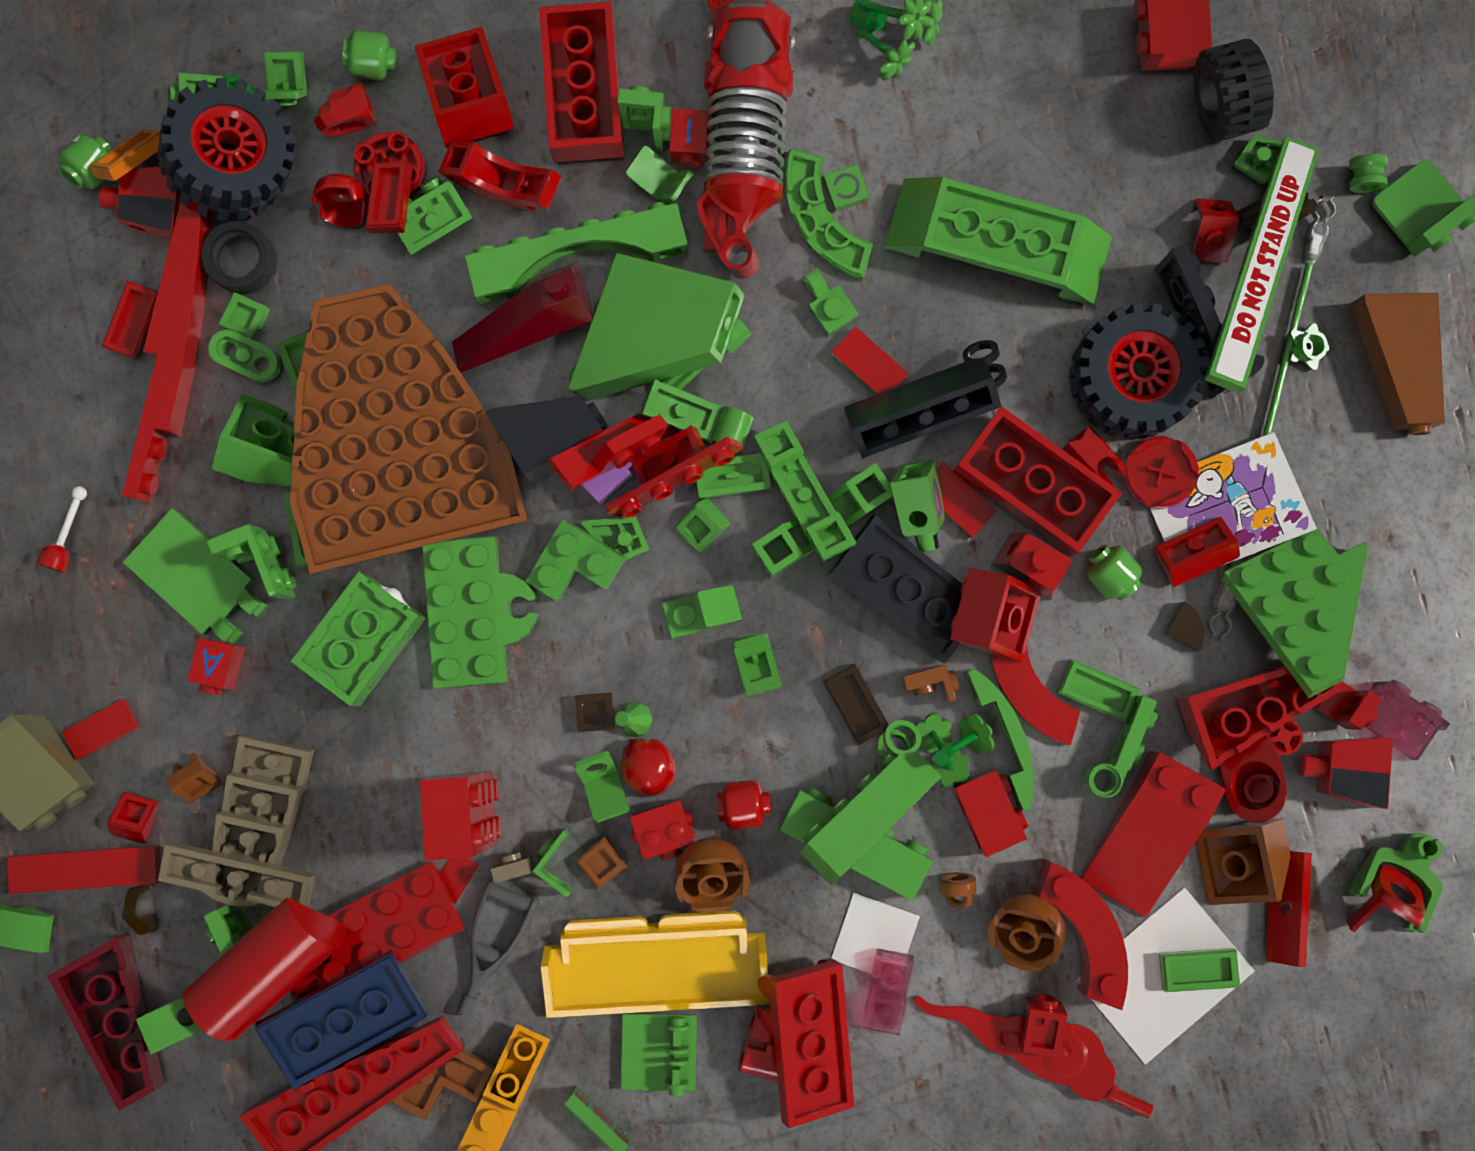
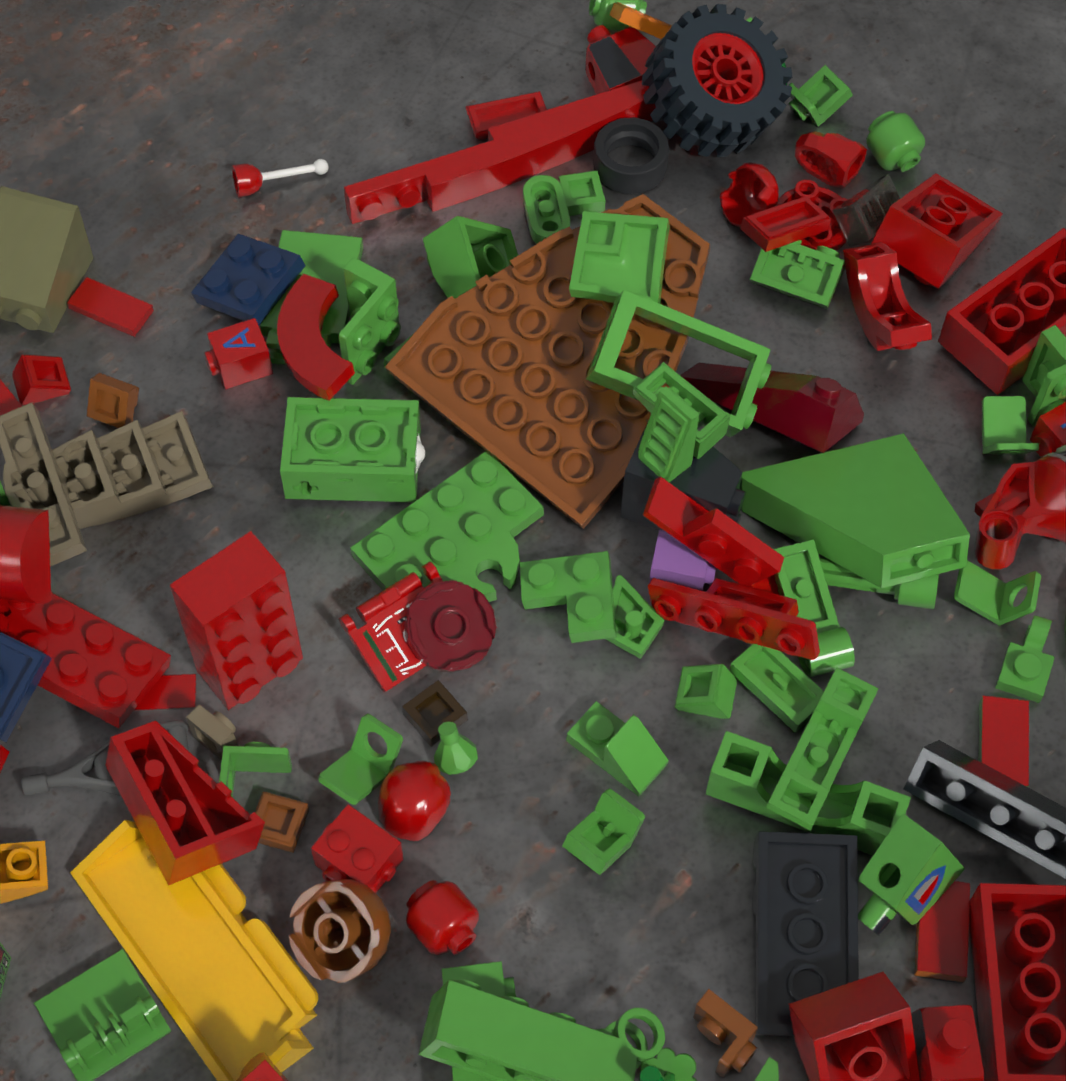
camera: 50 degrees right, 25 degrees down
(152, 616) = (248, 279): none -> dark blue plate
(244, 618) = (301, 339): none -> red tile
(357, 358) = (618, 255): none -> bright green plate
(410, 143) = (851, 213): none -> clear smoke slope
(419, 409) = (628, 303): none -> bright green window
(506, 269) = (949, 453): bright green arch -> none
(506, 391) = (709, 413): none -> bright green slope
(523, 690) = (383, 636): none -> red piece
(530, 434) = (669, 436): none -> bright green slope
(542, 662) = (450, 626): none -> dark red tile
(557, 929) = (178, 806): none -> red wedge
(768, 286) = (993, 597): none -> bright green bracket
(856, 704) = (639, 970): dark brown tile -> none

